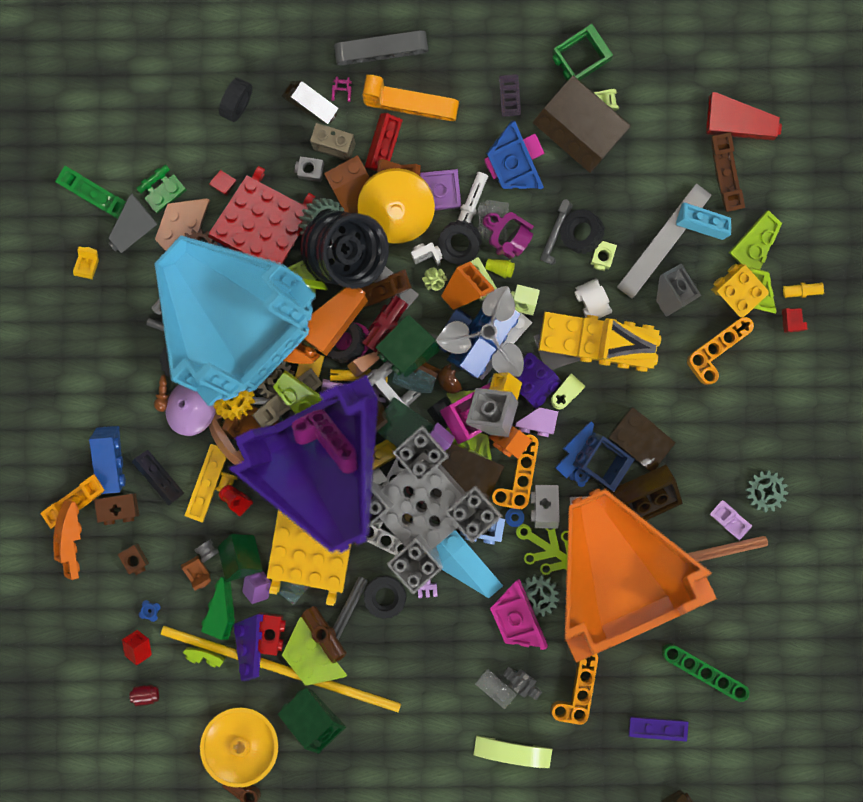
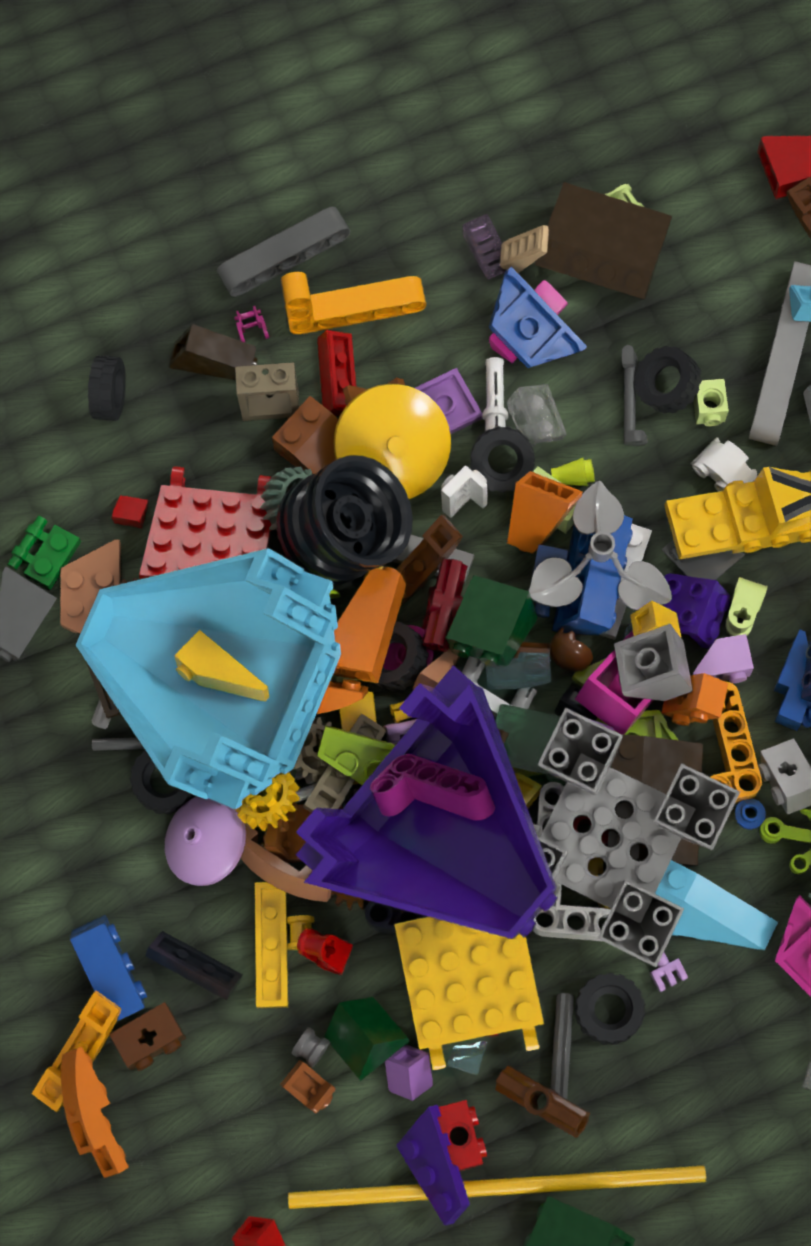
camera: 25 degrees left, 15 degrees down
(126, 555) = (190, 1101): reddish brown brick -> none
(144, 611) = (264, 1171): blue plate -> none
(161, 402) = (157, 852): dark orange bar -> none
(197, 654) = (360, 1215): lime slope -> none
(221, 612) = (371, 1140): green slope -> none
(229, 311) = (216, 669): none -> yellow slope
(309, 658) = (535, 1148): lime wing -> none
(315, 175) = (254, 433): light grey brick -> none
(434, 279) = (487, 523): yellowish green gear -> none
(495, 530) = (732, 845): light blue bracket -> none
(517, 241) = (583, 423): magenta piece -> none
(525, 299) = (632, 498): yellowish green brick -> none
(530, 109) = (524, 249): none -> tan slope
(596, 41) = (574, 136): green window -> none

